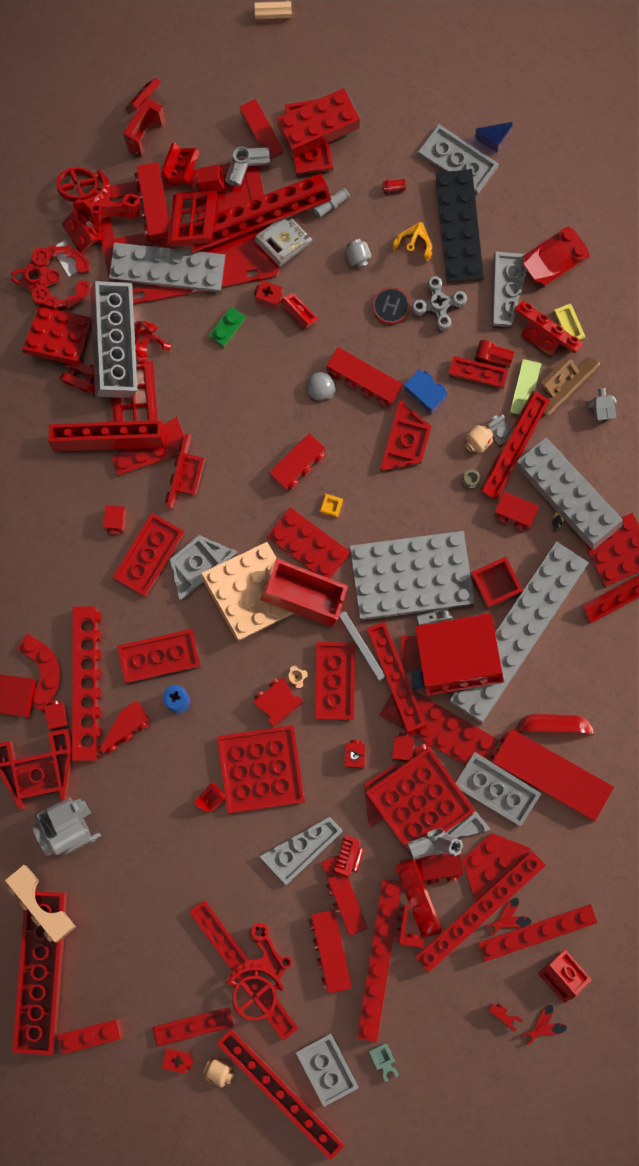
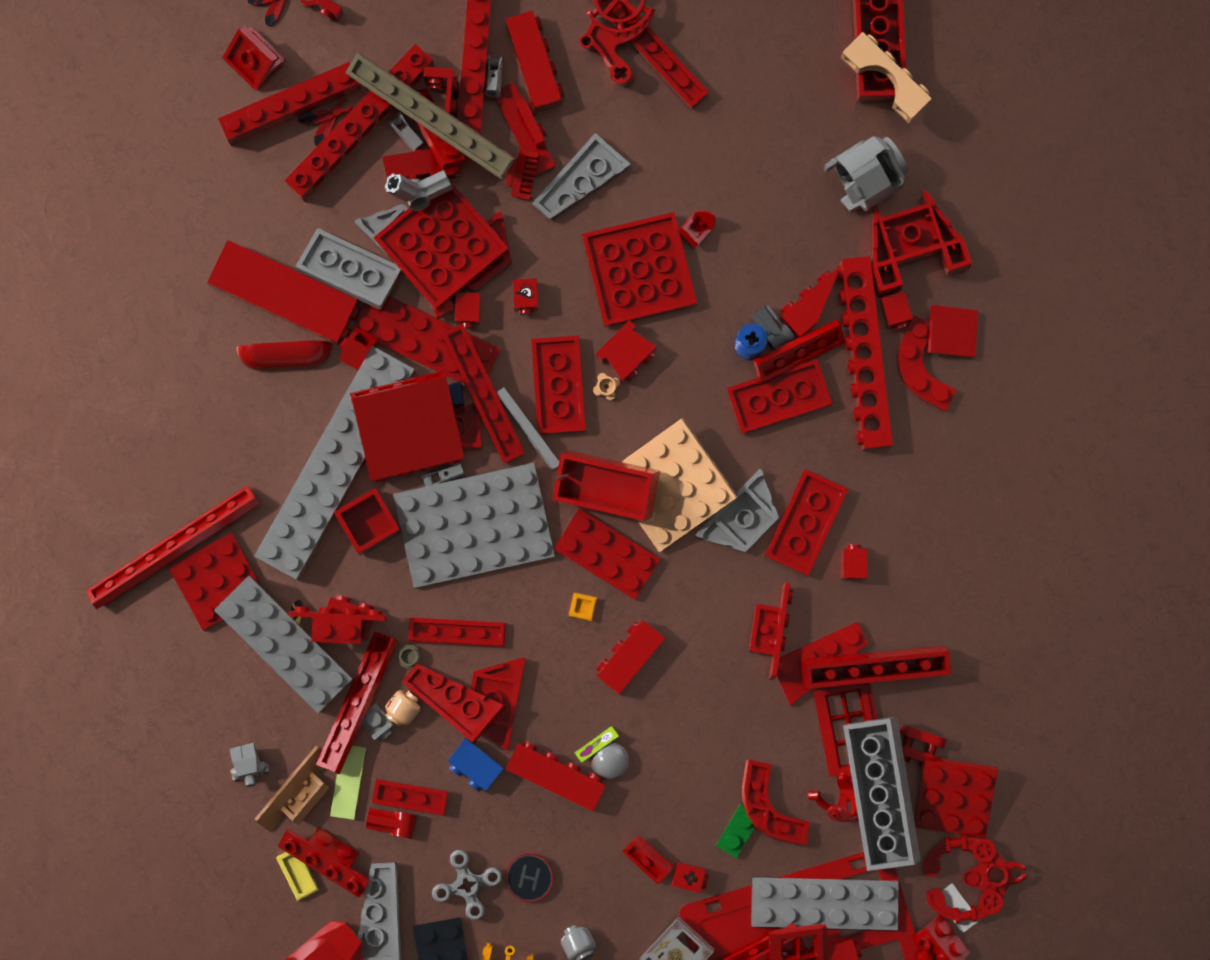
camera: 165 degrees right, 5 degrees up
(138, 689) = (799, 351): none -> red plate
(155, 706) = (777, 333): none -> dark grey piece
(208, 338) = (762, 813): none -> red plate
(330, 399) = (596, 744): none -> lime sticker
(365, 939) = (494, 77): none -> light grey bar
(421, 905) = (430, 115): none -> dark tan tile
(432, 494) = (457, 632): none -> red tile
(437, 437) = (460, 706): none -> red wing
(439, 899) = (407, 134): none -> light grey bar
(491, 862) = (349, 184): red wing -> none
(494, 722) = (356, 348): none -> red brick
(527, 501) = (337, 627): none -> red bracket

